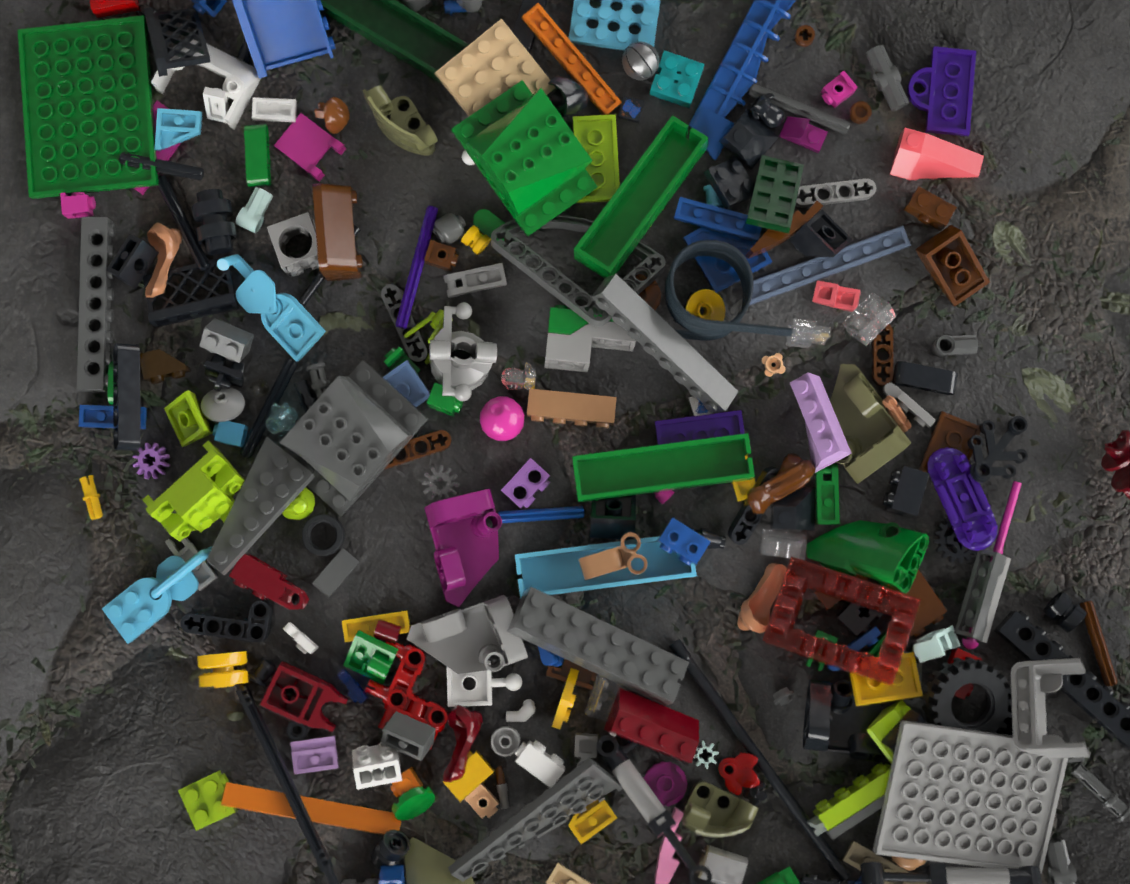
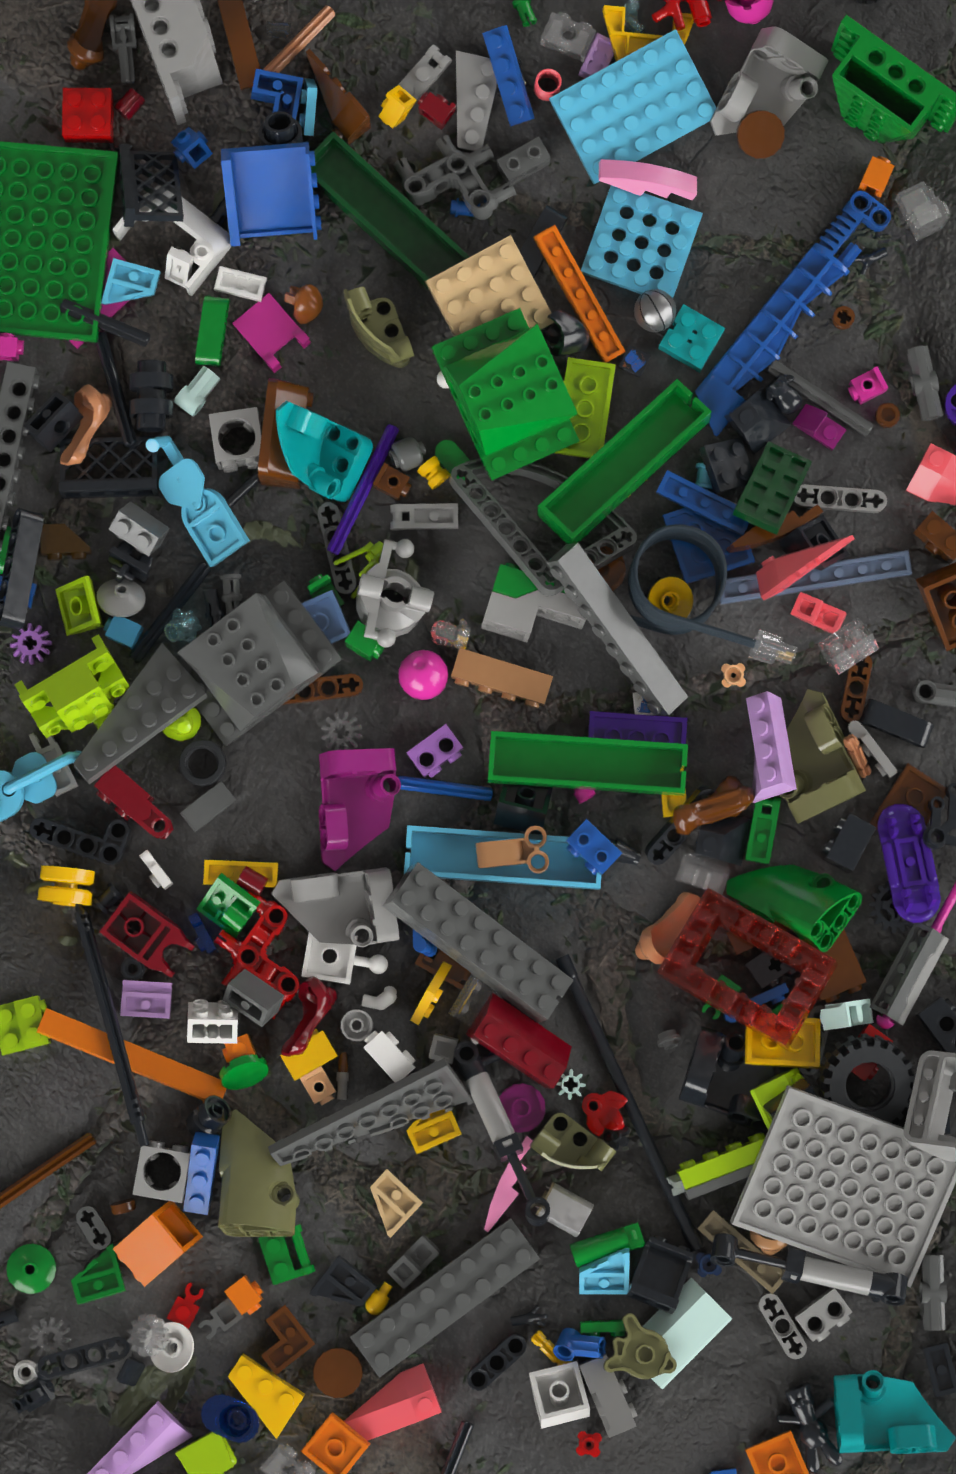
camera: 10 degrees right, 0 degrees up
(370, 242) = (317, 453): none -> teal panel
(801, 263) = (787, 569): none -> coral wedge

